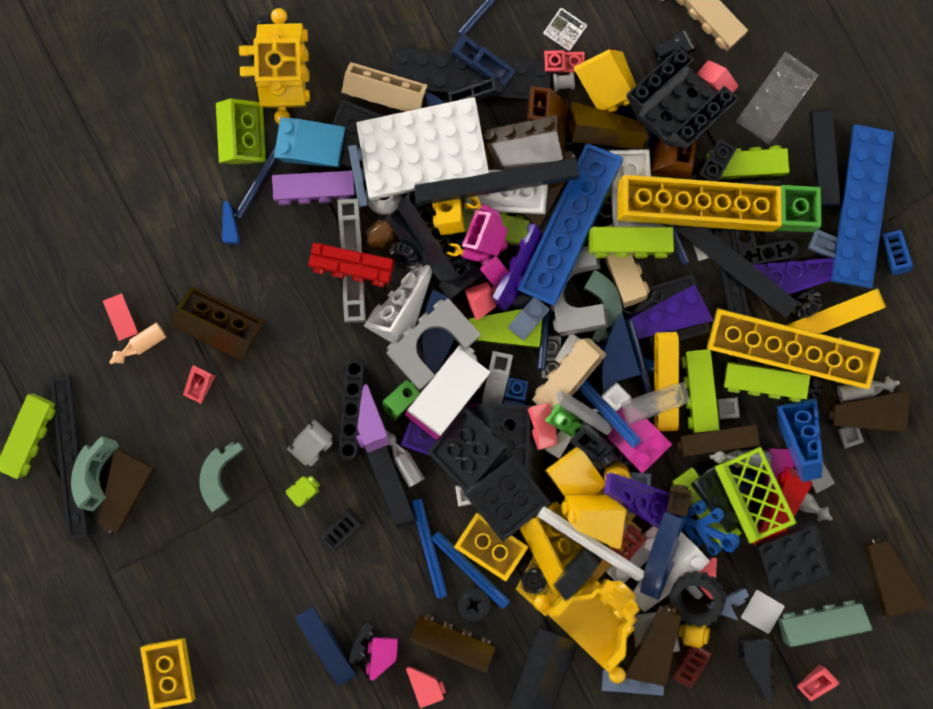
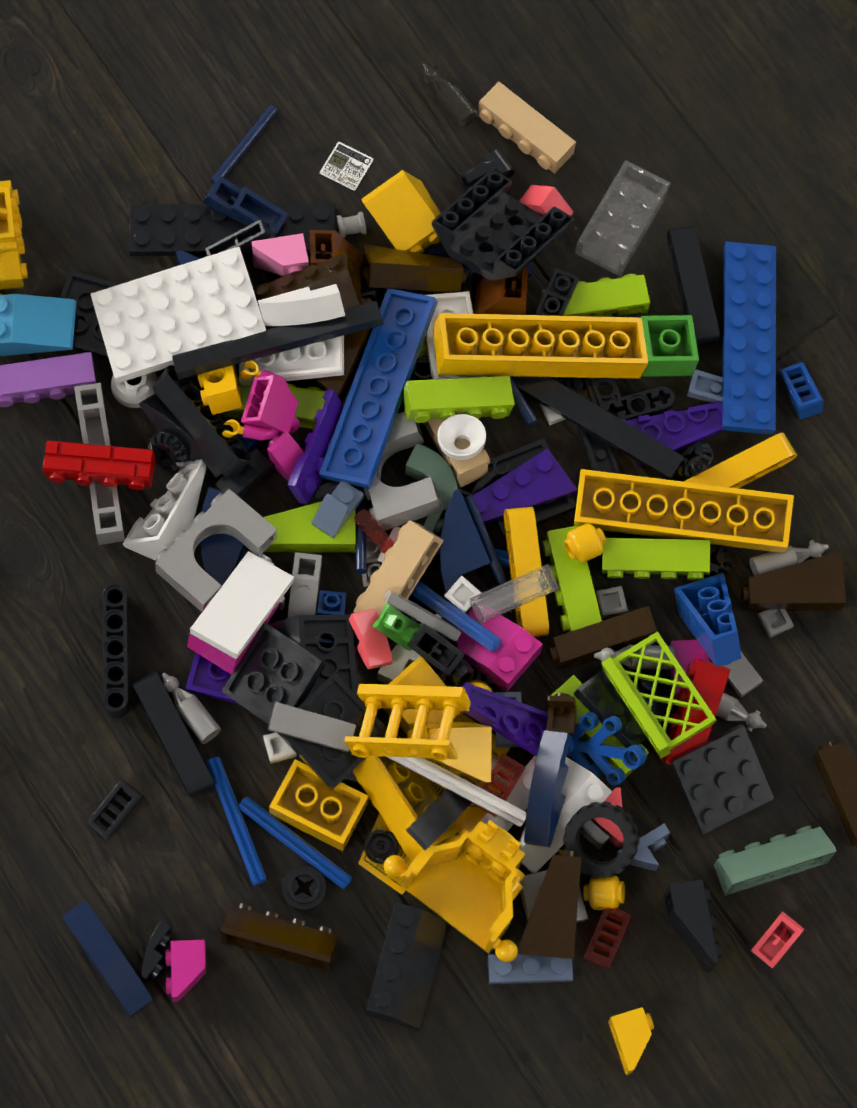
camera: 10 degrees left, 15 degrees down
(303, 490) = (59, 757): lime brick -> none
(310, 443) = (64, 695): light grey brick -> none
(359, 175) = (100, 356): sand blue plate -> none
(370, 424) = (143, 664): medium lavender slope -> none
(380, 234) = (134, 428): clear orange head -> none
(383, 88) = (120, 251): tan brick -> none
(396, 403) = (174, 631): bright green torso -> none
(425, 686) = (249, 1002): coral slope -> none
(481, 299) = (272, 493): coral slope -> none
(491, 497) = (310, 726): none -> light grey tile
(507, 106) = (280, 254): none -> bright pink slope
(518, 158) = (302, 306): none -> white slope
(555, 339) = (374, 530): none -> clear red axle
(560, 482) = (402, 698): none -> yellow fence
(562, 61) = (345, 202): coral slope -> none
(630, 265) = (461, 427): none -> white piece
(714, 367) = (584, 542): none -> yellow head
(762, 611) = (692, 857): white sticker -> none

